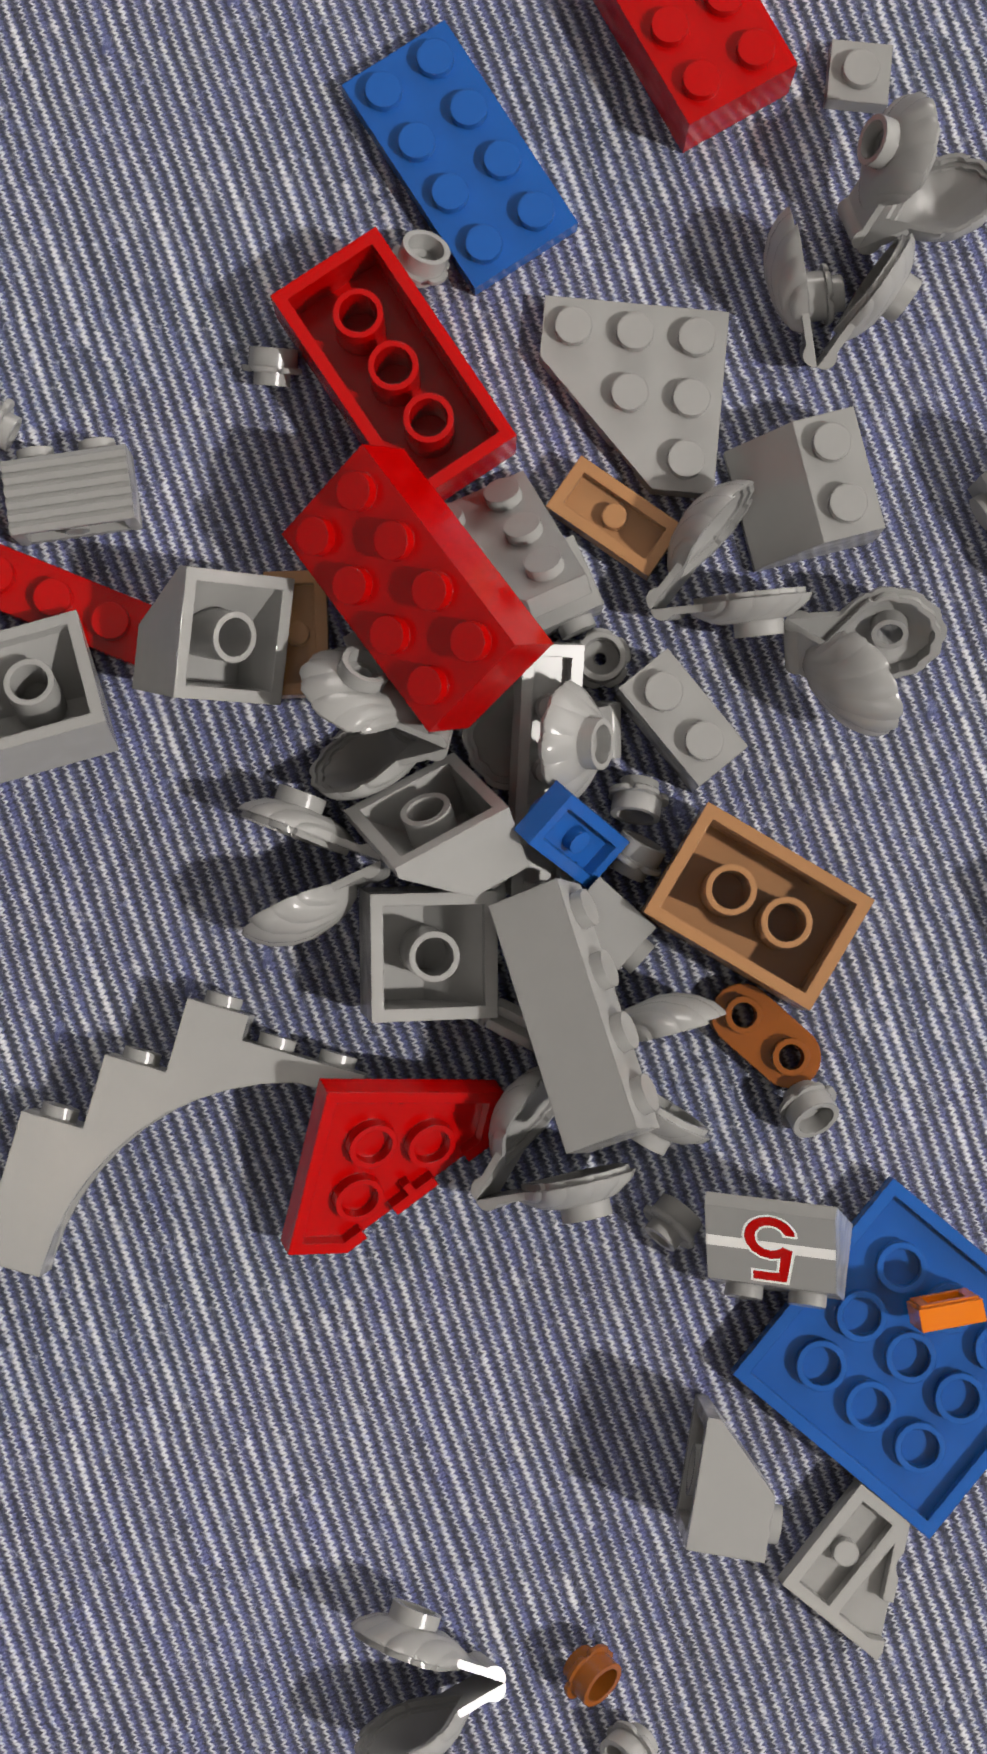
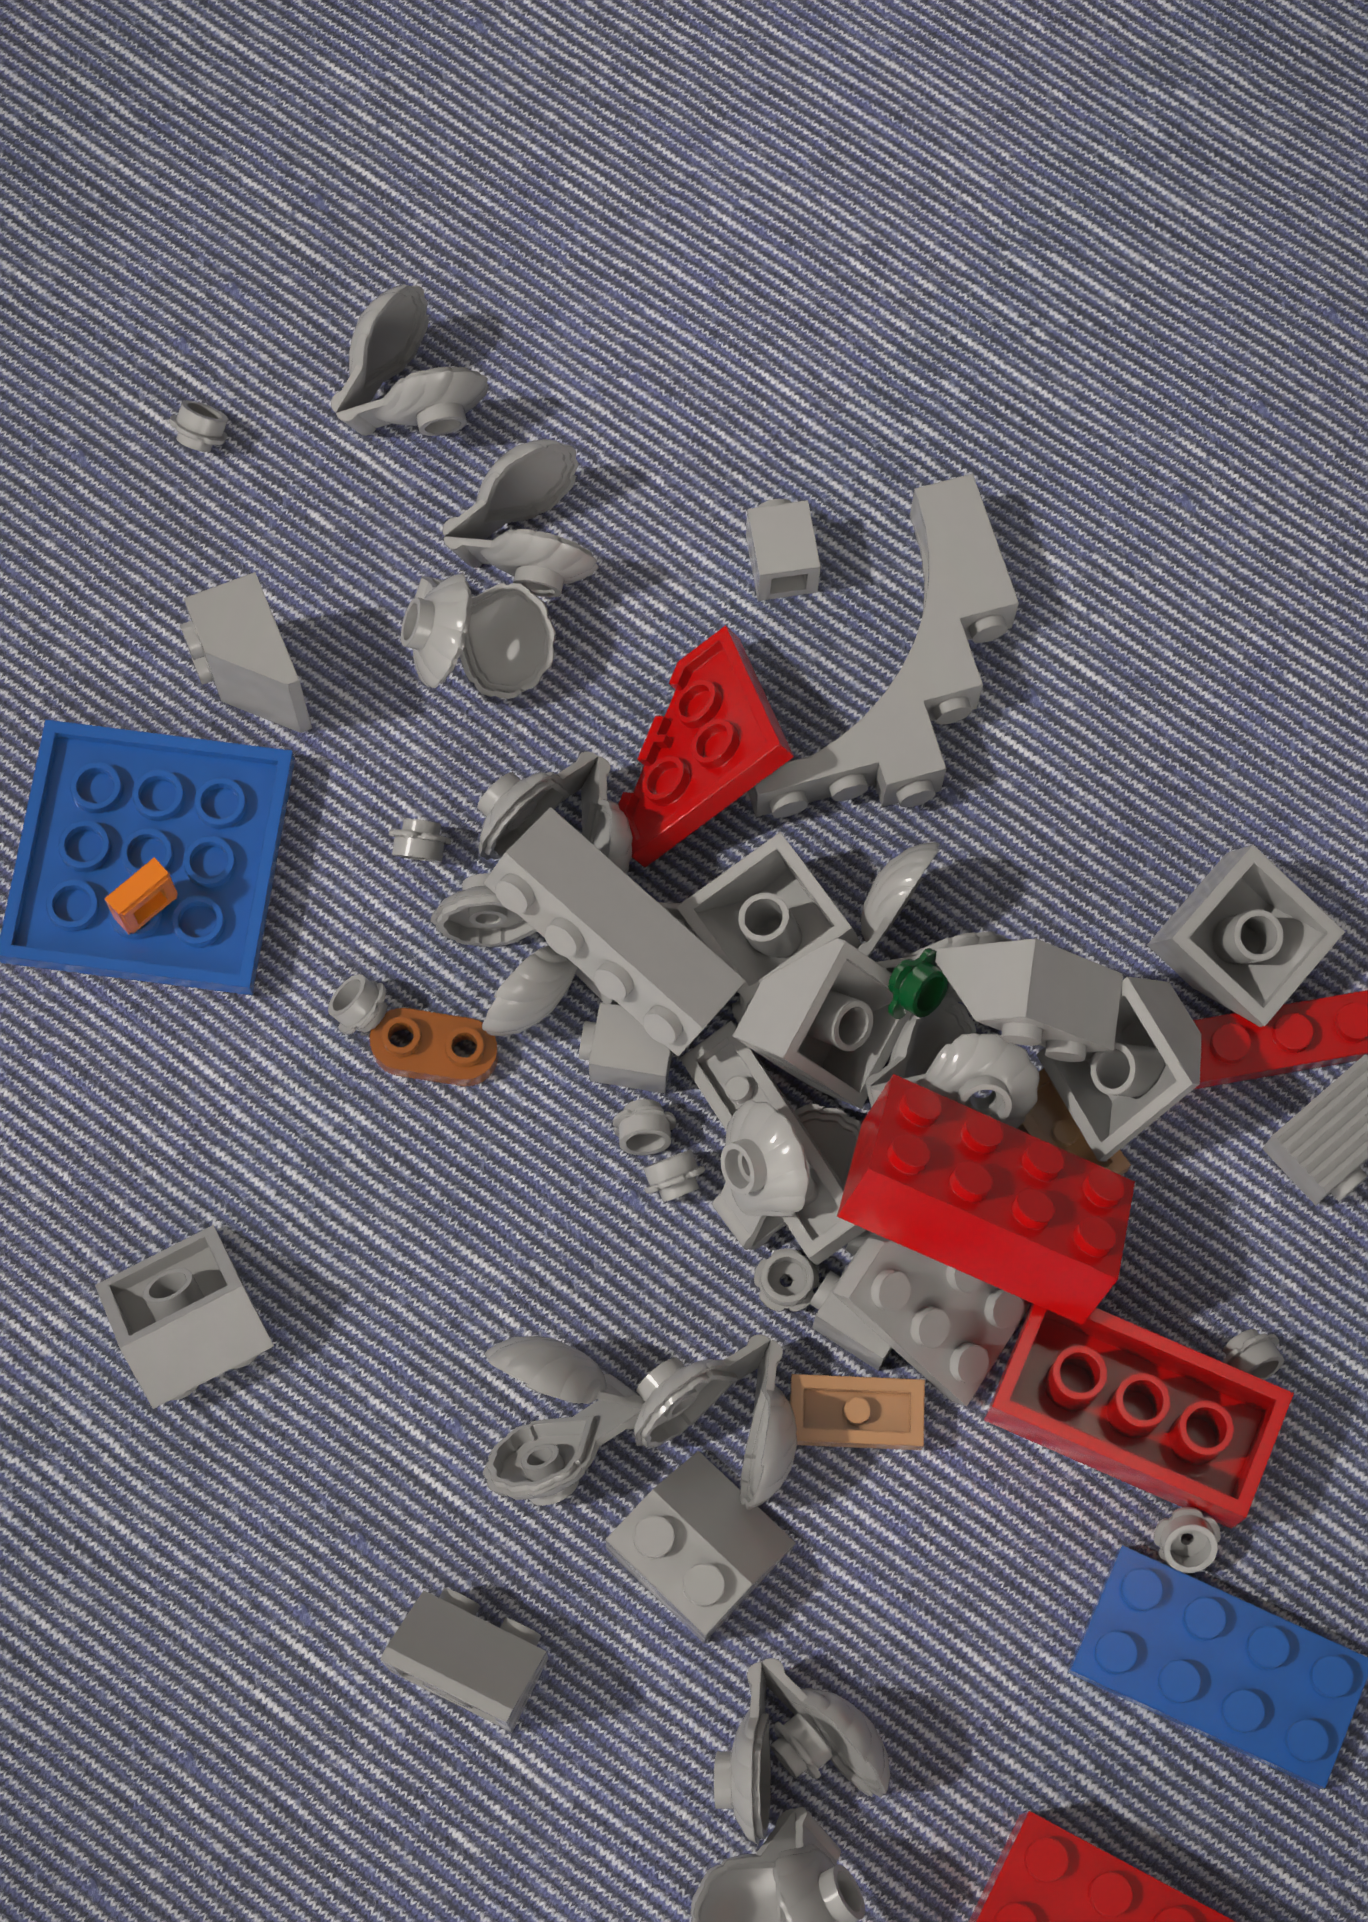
camera: 150 degrees right, 15 degrees down
(187, 1301) = (782, 549): none -> light grey brick
(264, 727) = (1037, 995): none -> light grey slope
(350, 807) = (917, 986): none -> dark green plate
(392, 1506) = (518, 489): none -> light grey animal
(491, 1377) = (497, 634): none -> light grey animal
(571, 834) = (713, 1086): blue plate -> none
(591, 1674) = (267, 463): dark orange plate -> none
(644, 383) = (909, 1559): light grey plate -> none
(680, 720) = (679, 1261): light grey brick -> none
(756, 907) = (511, 1136): medium nougat brick -> none
(777, 1248) = (318, 862): light grey slope -> none
(851, 1566) = (98, 662): light grey wing -> none

